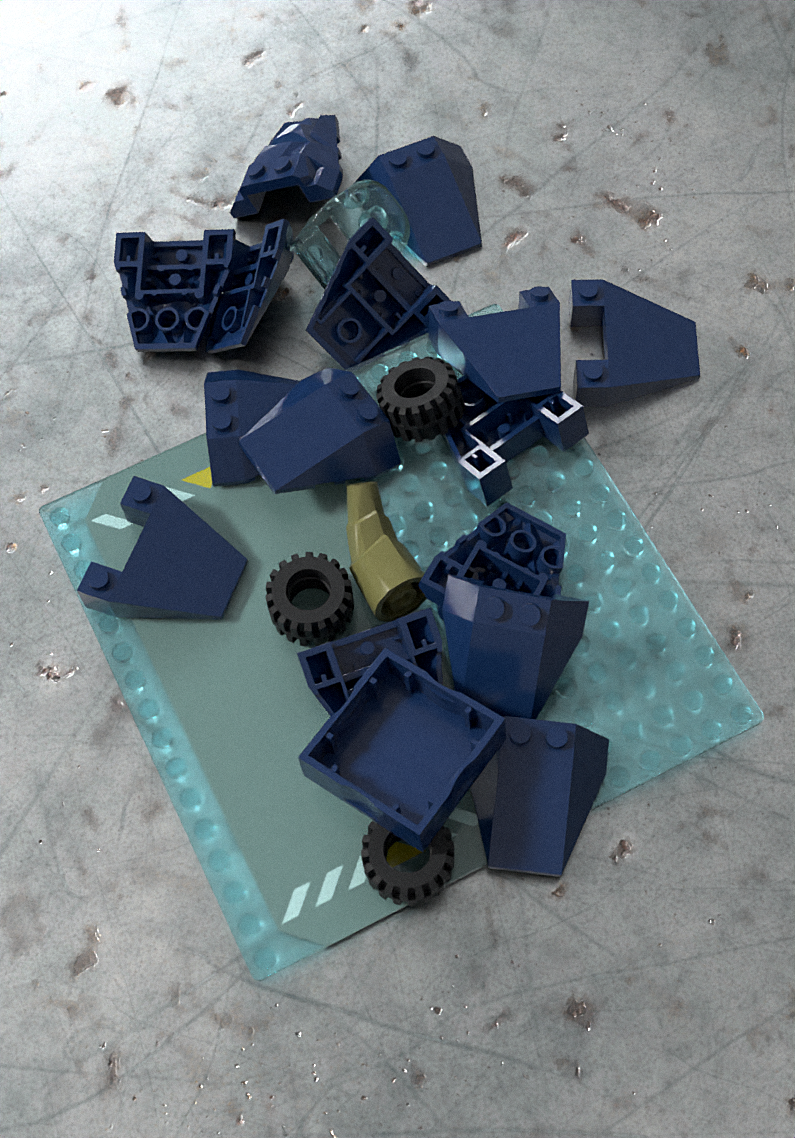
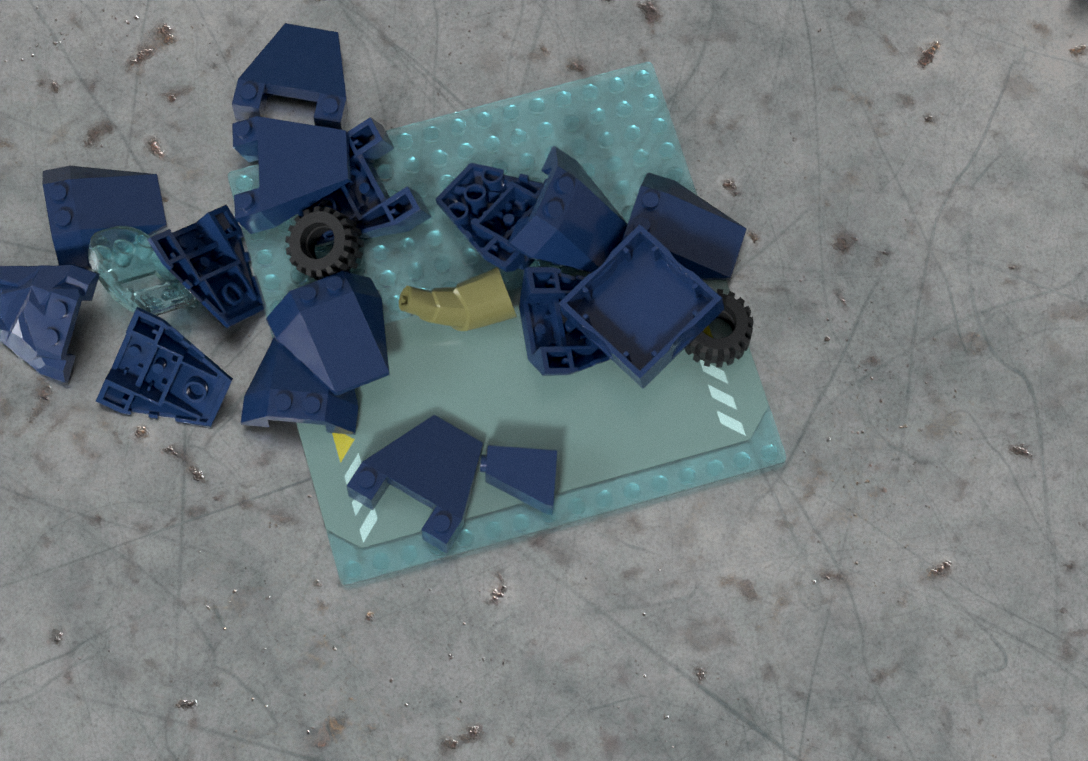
camera: 85 degrees left, 5 degrees up
(172, 286) = (144, 436): dark blue wedge -> none
(182, 667) = (522, 474): none -> dark blue slope
(304, 574) = (488, 343): black tyre -> none

